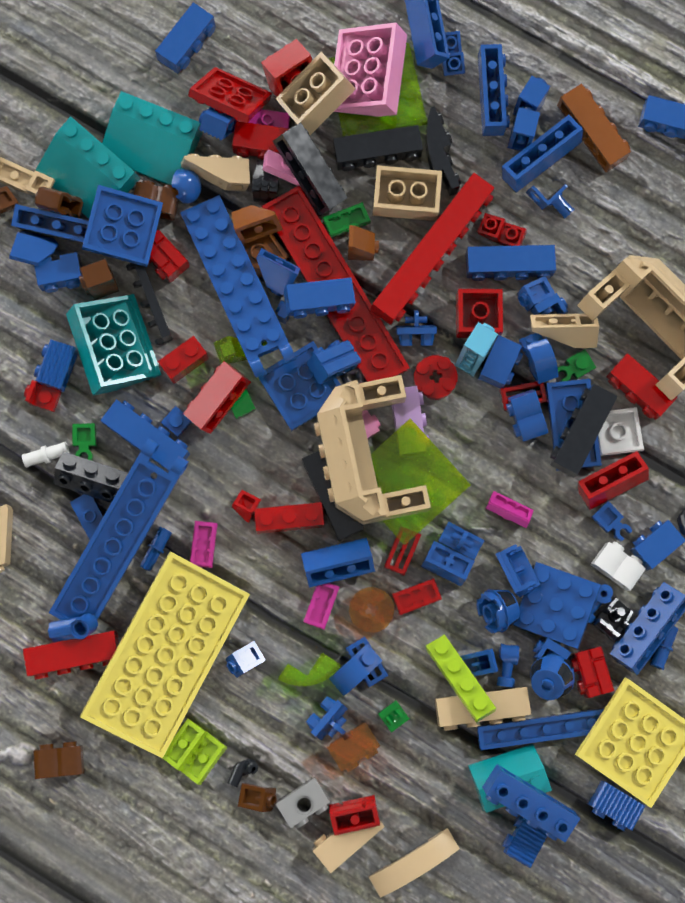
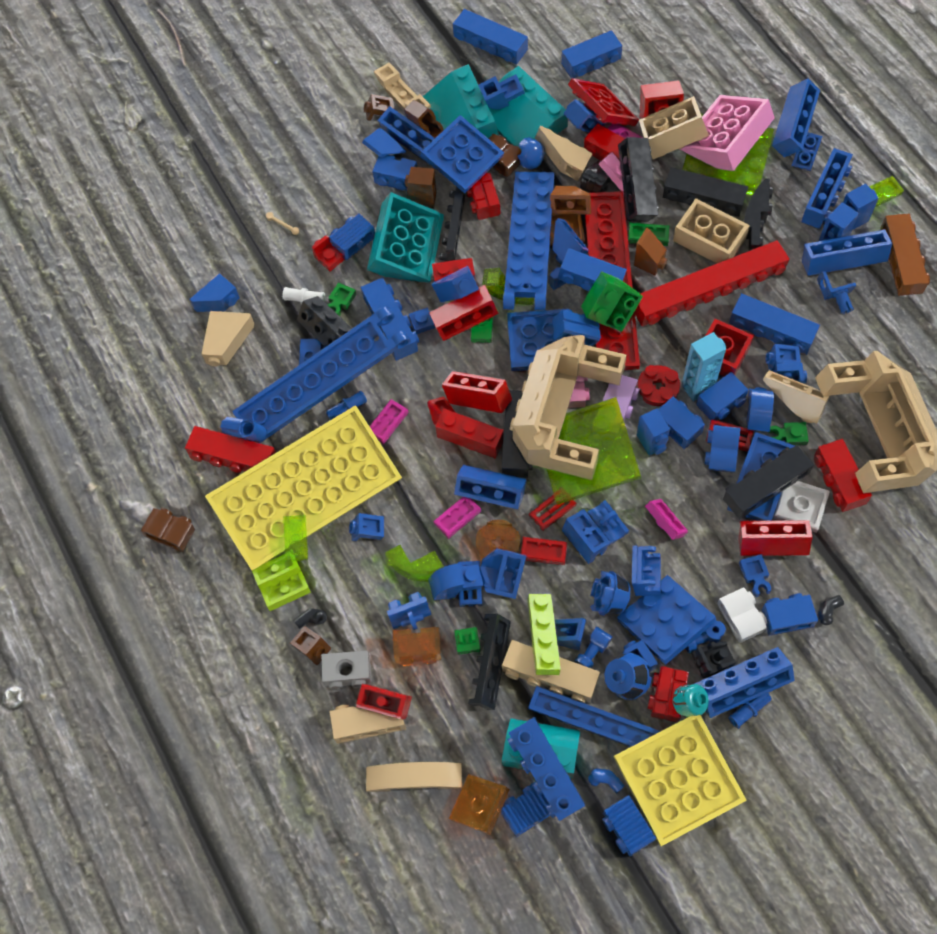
camera: 40 degrees right, 15 degrees down
(68, 64) = (490, 36): none -> blue brick
(121, 135) = (499, 94): none -> blue brick
(187, 707) = (295, 538): none -> clear neon green plate
(196, 373) = (455, 285): none -> blue slope
(276, 476) = (477, 391): none -> red brick
(354, 320) = (611, 302): none -> green slope
(392, 638) = (502, 572): none -> blue slope
(426, 331) = (669, 344): blue hips -> none
(426, 725) = (491, 662): none -> black hinge
(459, 433) = (653, 432): none -> blue brick
(474, 407) = (683, 423): none -> blue brick
(484, 857) = (479, 804): none -> clear orange tile
(499, 231) = (776, 295): red slope -> none
(543, 65) = (887, 190): none -> clear neon green plate
(574, 773) = (605, 776): none -> blue arm
(618, 675) = (690, 700): none -> teal head

